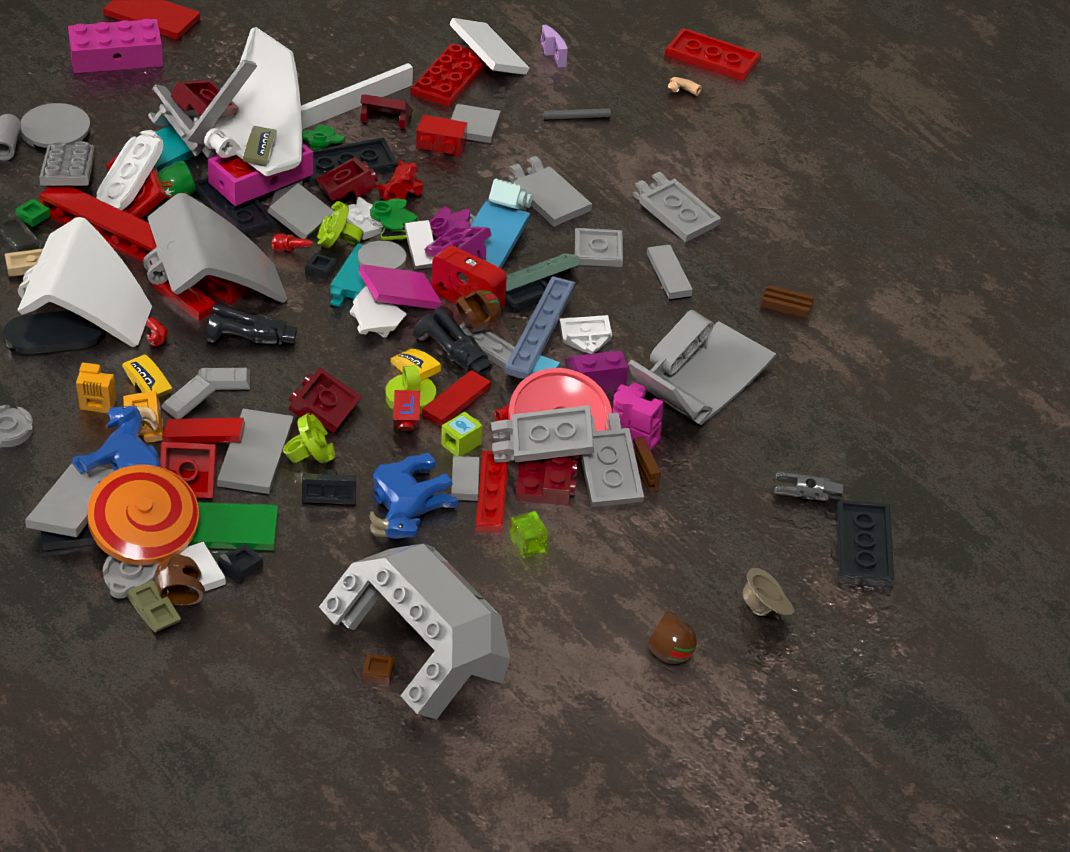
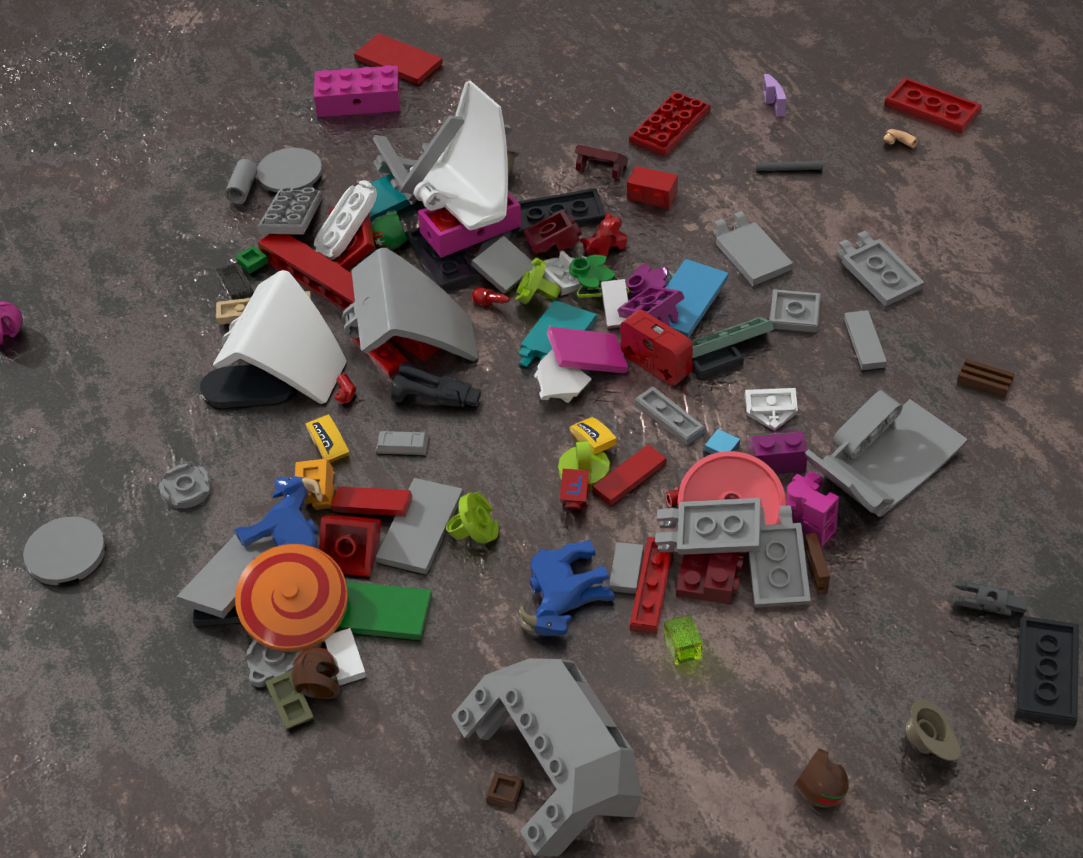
camera: 15 degrees right, 5 degrees up
(95, 389) = (272, 452): light orange piece -> none
(188, 397) = (363, 462): light grey tile -> none
(198, 96) = (412, 144): dark red plate -> none
(239, 562) = (384, 653): black tile -> none
(259, 145) = (466, 198): olive slope -> none
(321, 266) = (515, 323): black tile -> none
(322, 136) = (536, 186): green plate -> none
(325, 398) = (494, 472): dark red plate -> none
(329, 488) = (485, 573): black tile -> none
(350, 97) = (565, 147): white tile -> none
(382, 254) = (575, 315): light grey tile -> none
(461, 434) = (628, 518): lime brick -> none
(463, 351) = (643, 423): black piece -> none
(479, 310) = (663, 380): reddish brown helmet -> none
(481, 121) = (691, 172): light grey tile -> none
(489, 46) = (710, 95): white tile -> none
(510, 195) = (710, 254): light aqua brick -> none
(539, 328) = (723, 400): sand blue tile -> none

